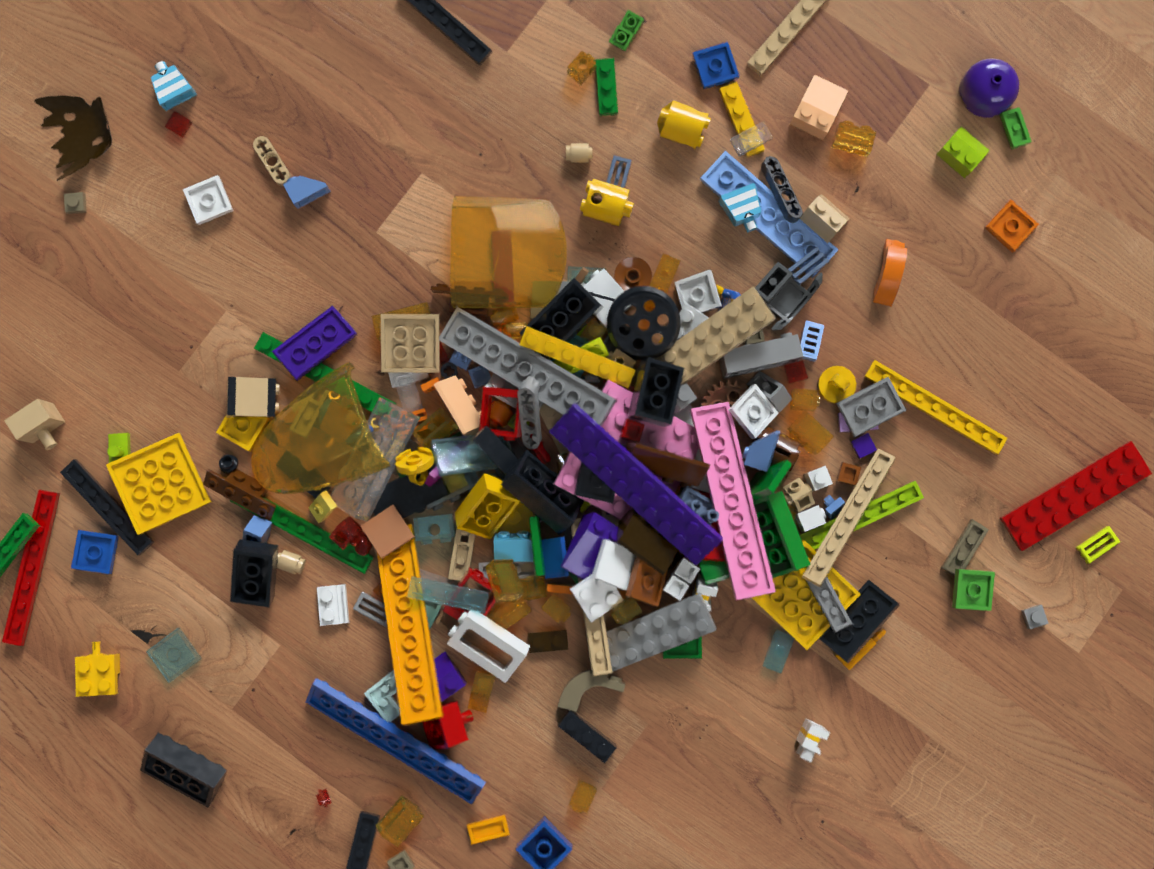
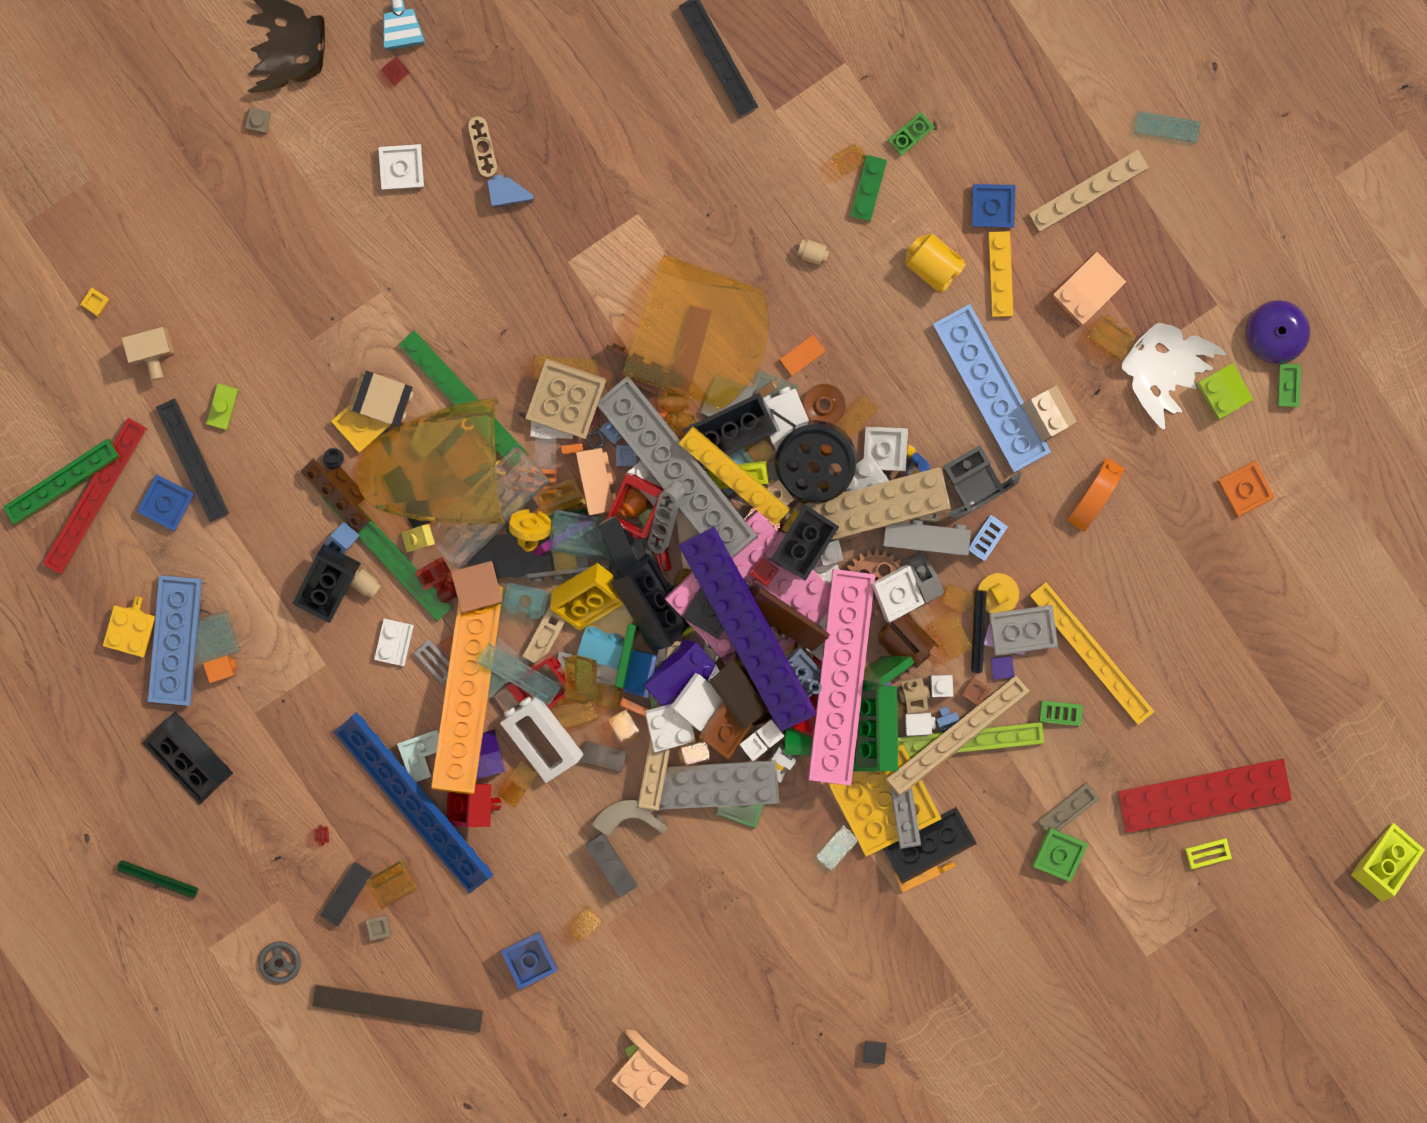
camera: 20 degrees right, 5 degrees up
(139, 669) = (175, 640): none -> medium blue plate
(158, 483) = (255, 454): yellow plate -> none
(187, 680) = (220, 668): none -> orange brick
(314, 343) = (465, 361): dark purple tile -> none
(488, 829) = (478, 924): light orange tile -> none
(600, 241) = (802, 355): none -> orange tile
(613, 203) = (828, 324): yellow cylinder -> none
(621, 160) = (856, 275): sand blue tile -> none
(742, 206) = (964, 373): medium azure torso -> none
(751, 138) = (1000, 302): clear plate -> none
(761, 452) = (888, 639): medium blue slope -> none
(772, 169) = (1017, 367): black beam -> none
(795, 372) = (959, 566): clear red plate -> none
(809, 738) = (835, 944): white hips -> none
(820, 256) = (995, 464): sand blue tile -> none
(832, 421) = (978, 631): none -> black axle
(876, 822) = (874, 1052): none -> black plate
(910, 149) = (1166, 369): none -> white piece
(911, 467) = (1044, 707): none -> bright green slope
(1034, 616) = (1114, 904): light grey plate -> none

